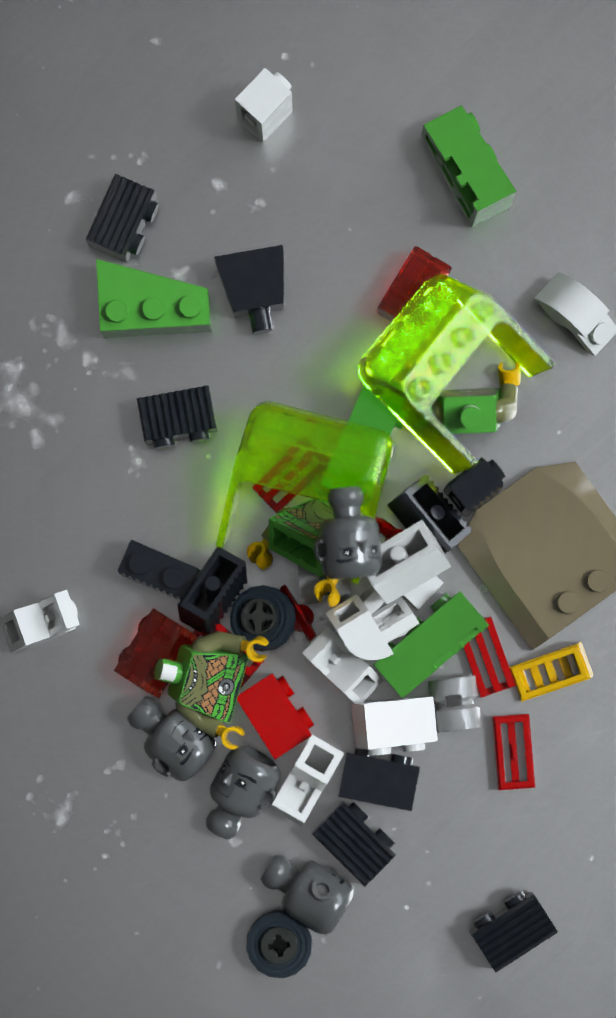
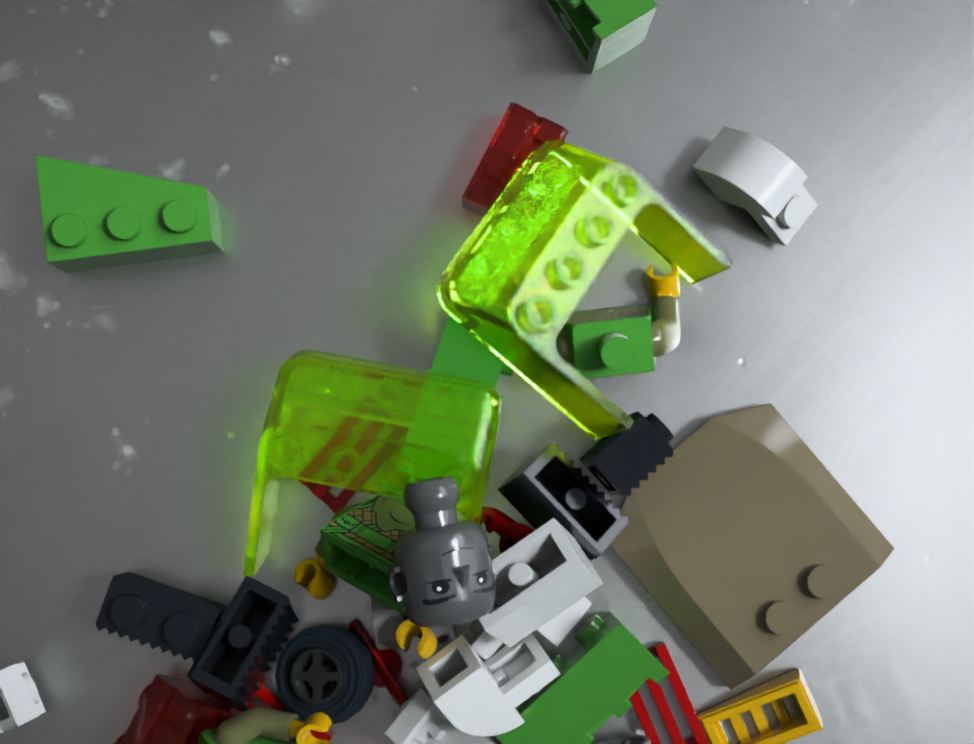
camera: 15 degrees left, 0 degrees up
(122, 218) = (77, 93): black brick -> none
(177, 417) = (177, 380): black brick -> none
(254, 284) = (278, 176): black torso -> none

